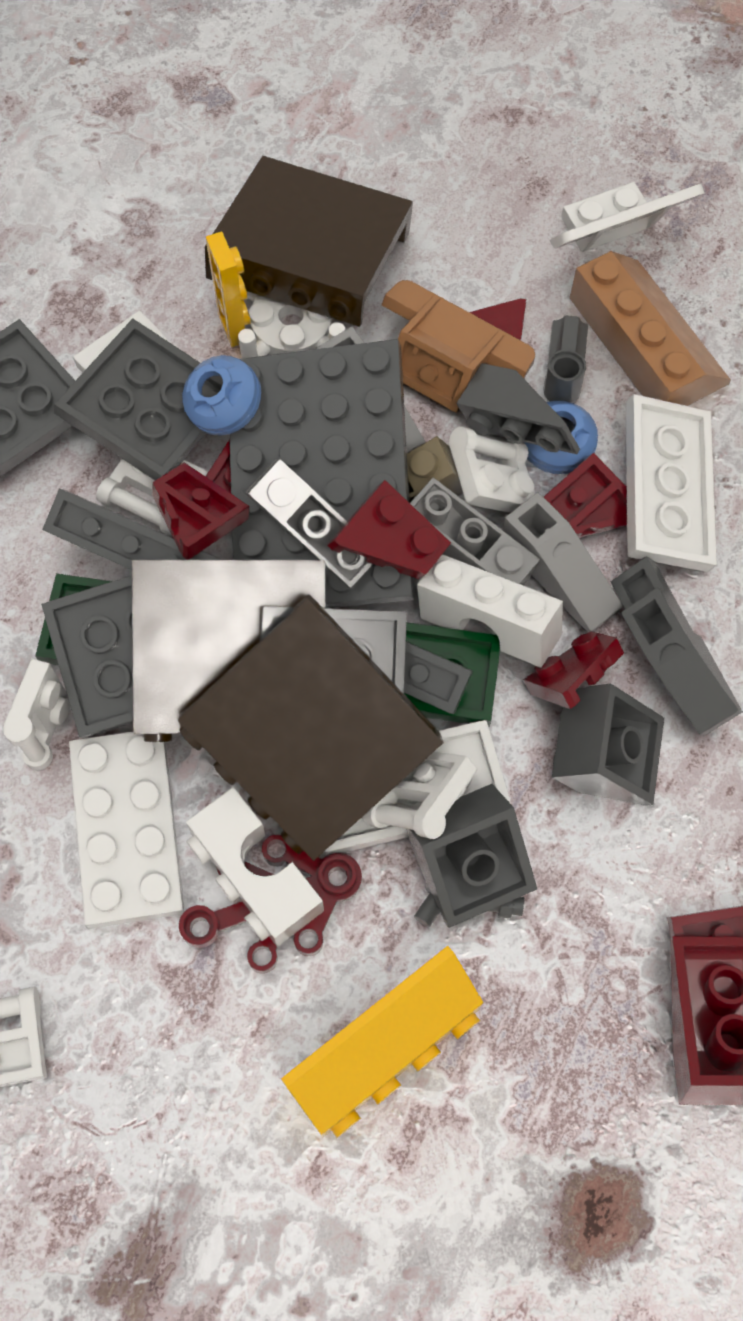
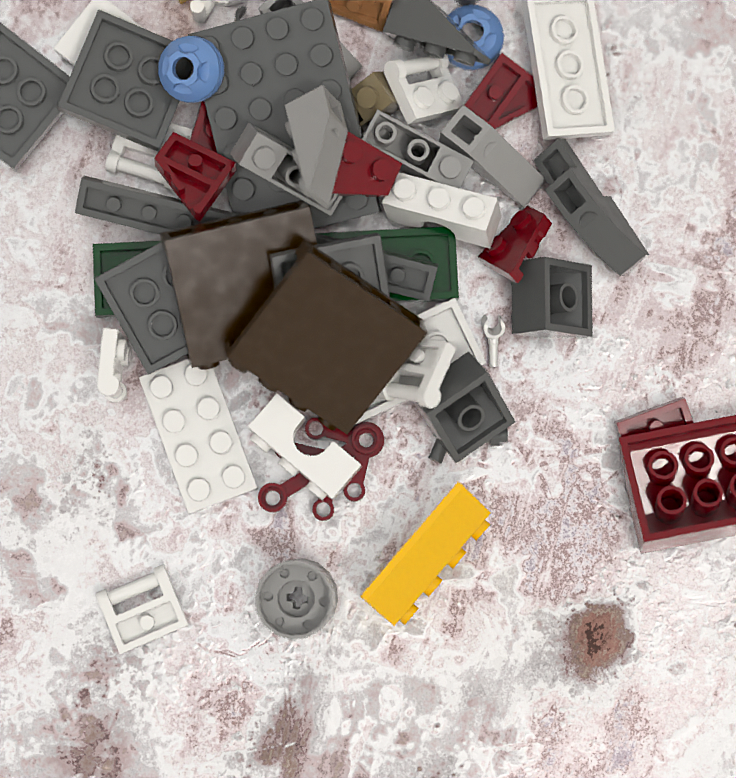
camera: 10 degrees left, 15 degrees up
(166, 1060) = (280, 612): none -> light grey wheel
(353, 483) = (319, 140): none -> light grey slope
(525, 781) = (493, 338): none -> white hand

